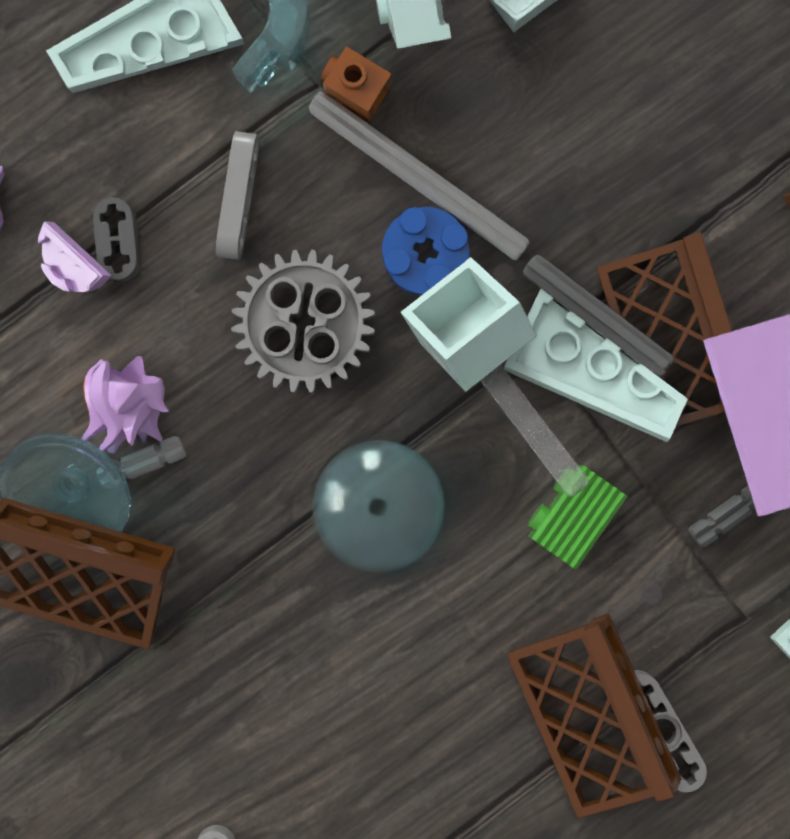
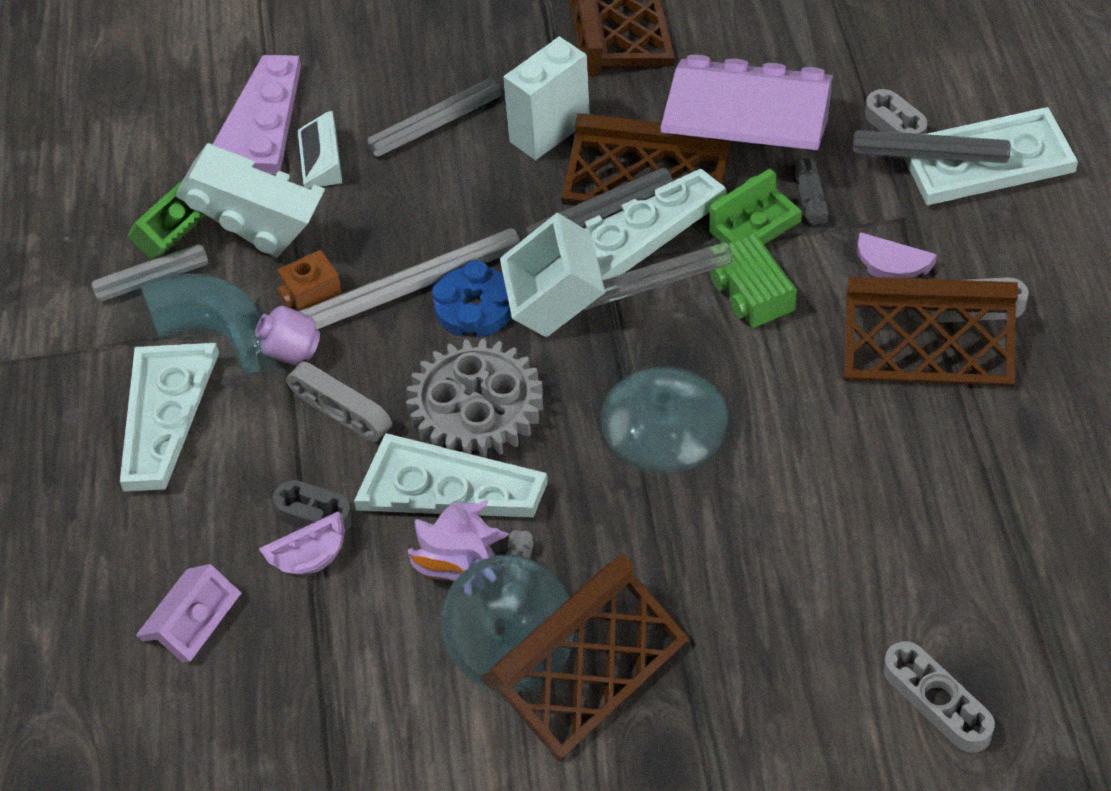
camera: 60 degrees left, 35 degrees down
(195, 329) = (430, 478): none -> light aqua wing
(281, 103) = (287, 335): none -> lavender head
(642, 76) = (433, 117): none -> dark grey axle
(661, 476) = (753, 210): none -> bright green bracket
(678, 634) = (893, 259): none -> lavender tile
(704, 190) = (546, 97): none -> light aqua brick

